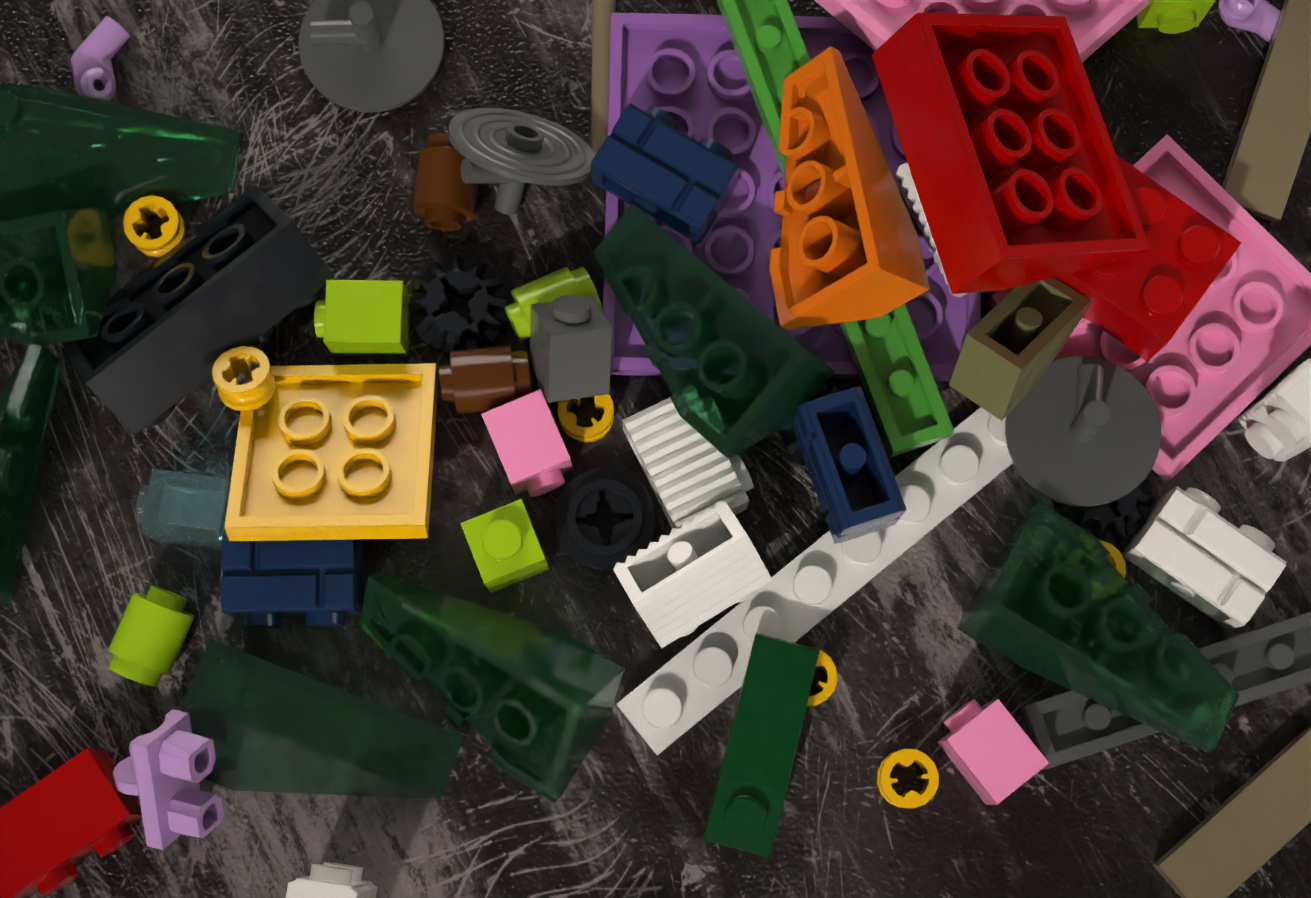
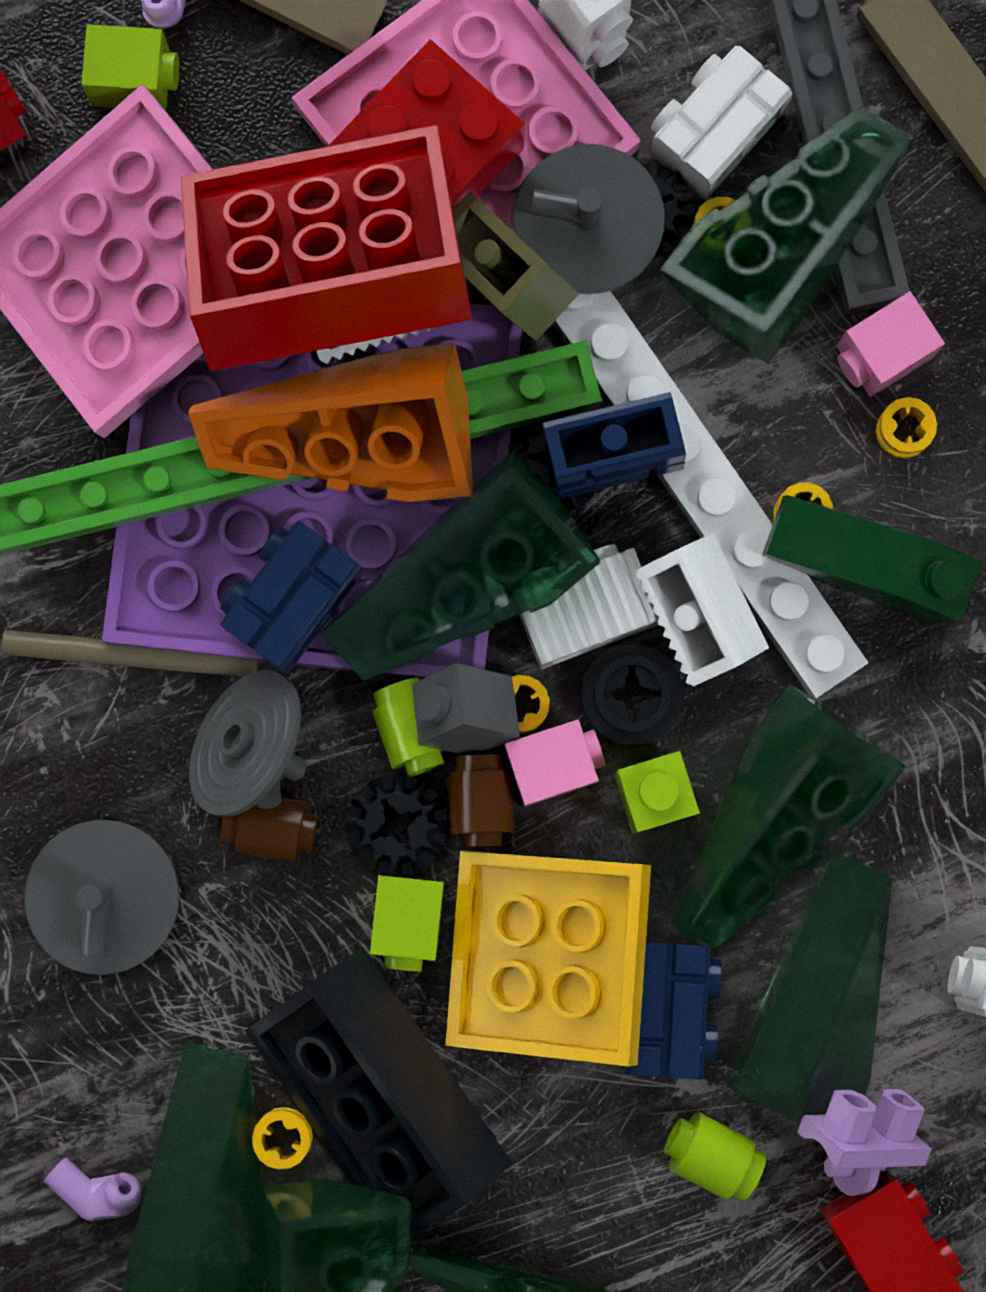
camera: 85 degrees left, 5 degrees up
(184, 508) = (591, 1112): clear light blue brick -> none
(238, 362) = (446, 1035): yellow bush -> none

